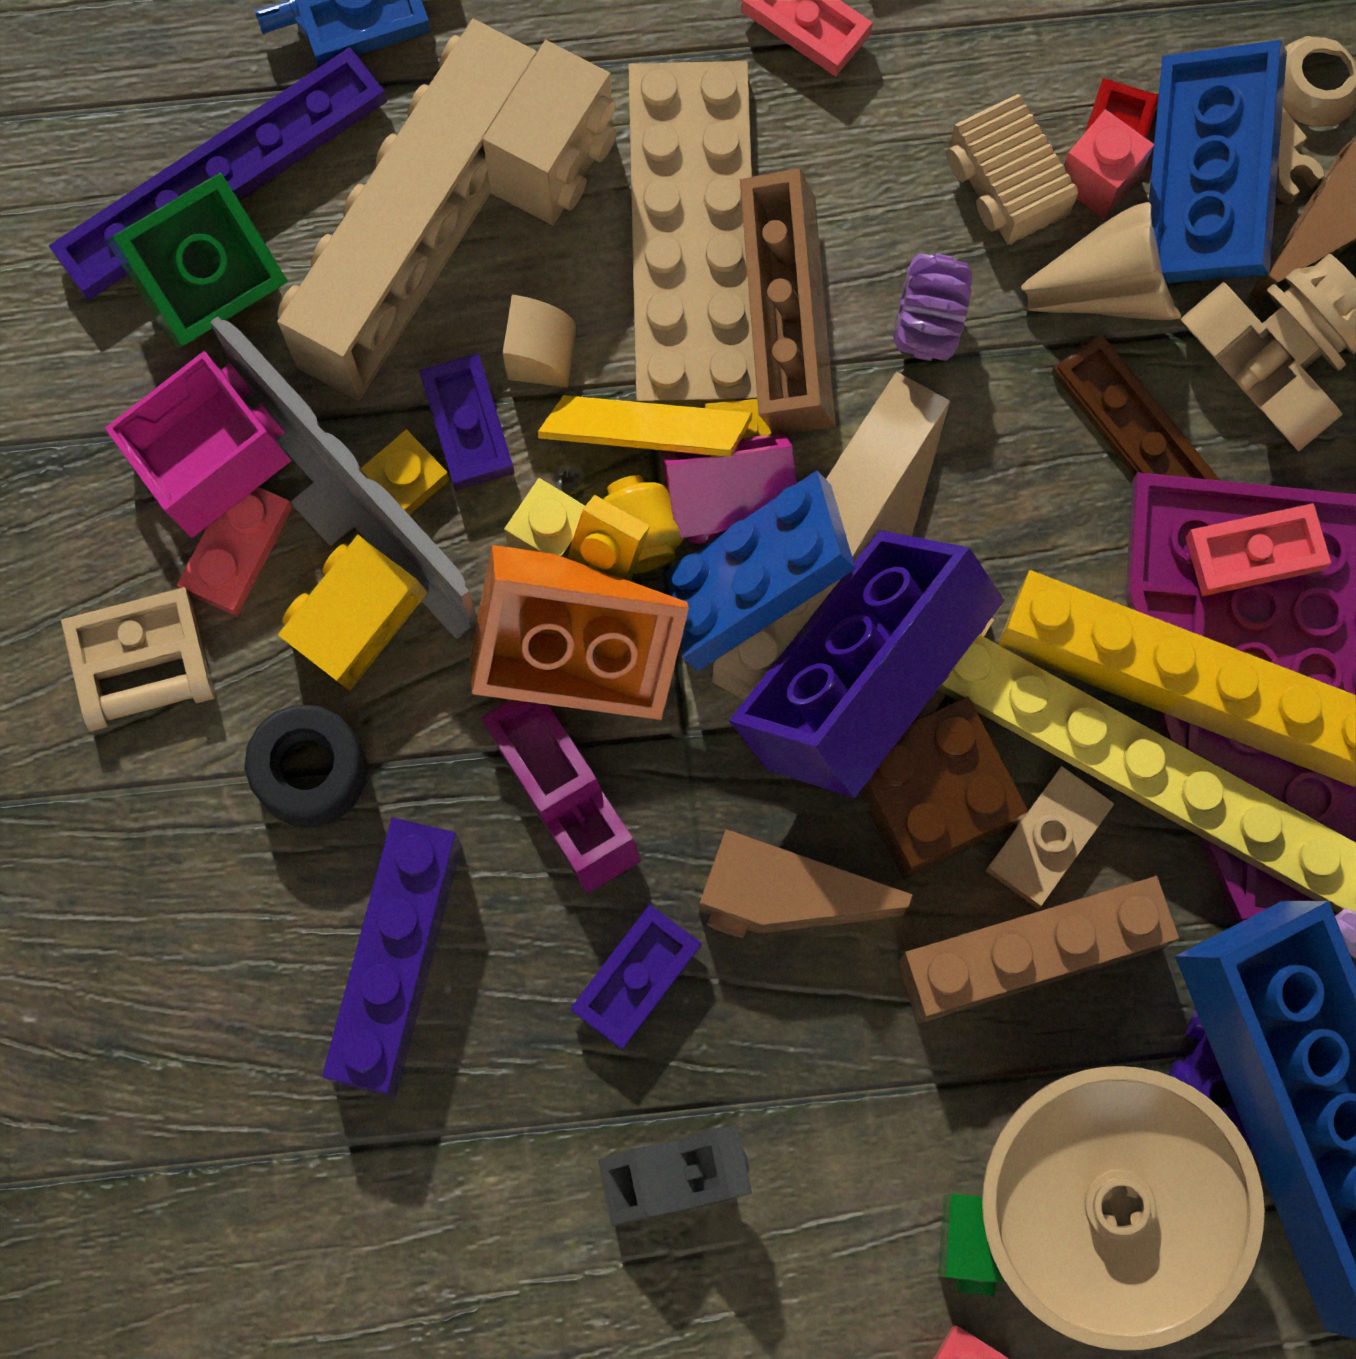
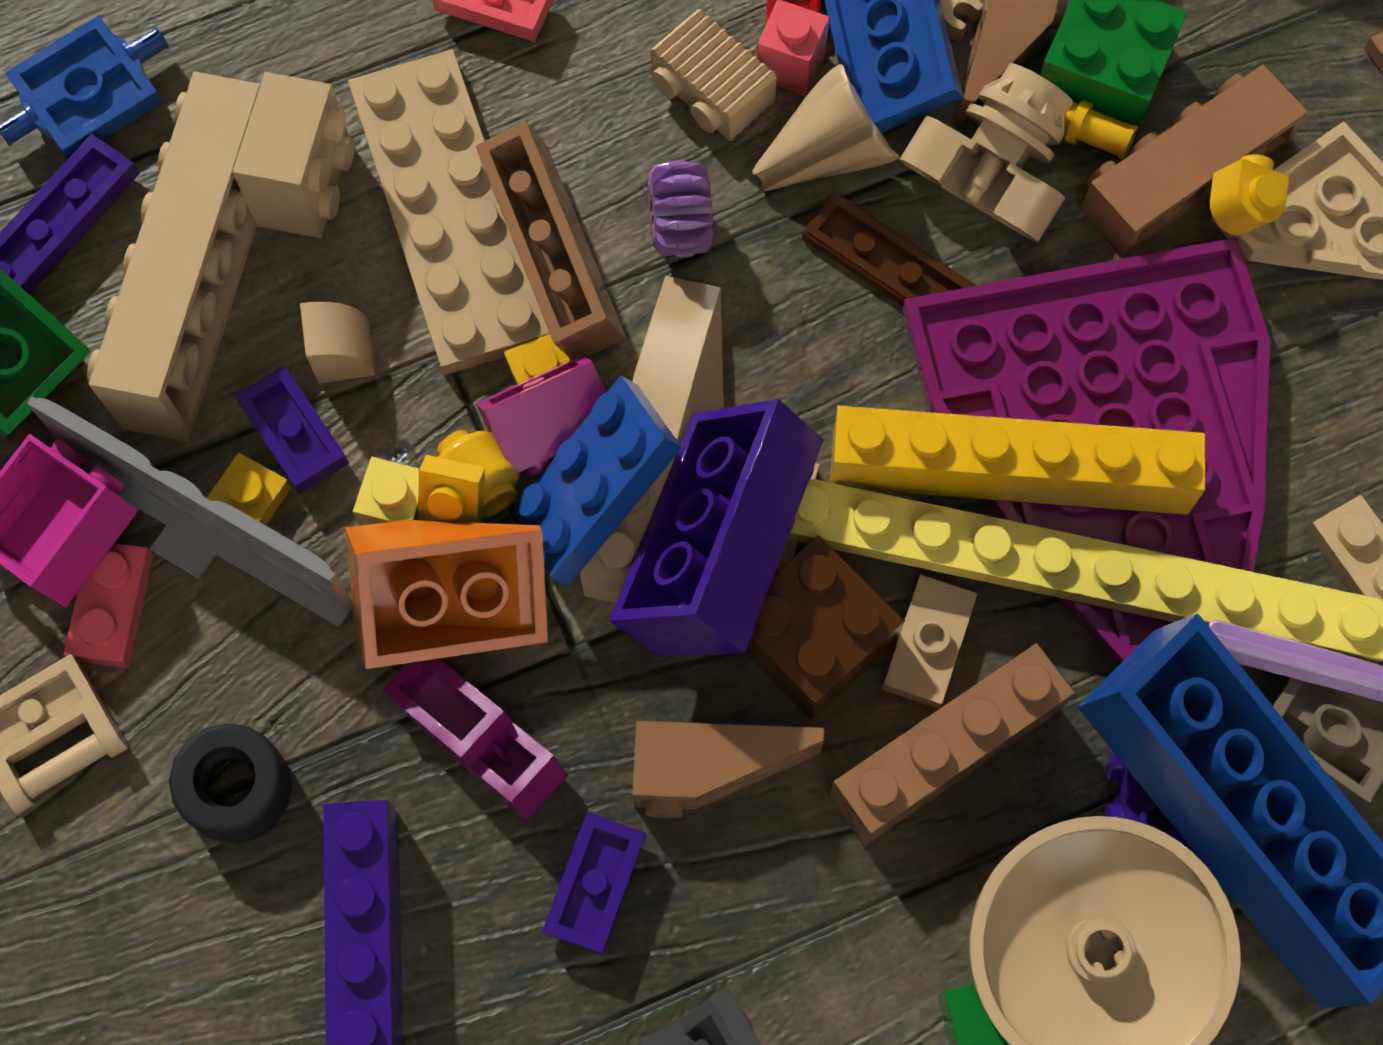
camera: 15 degrees left, 5 degrees down
(351, 611) = (233, 629): yellow brick -> none
(646, 425) = (455, 384): yellow piece -> none
(1258, 549) = (1031, 333): coral plate -> none

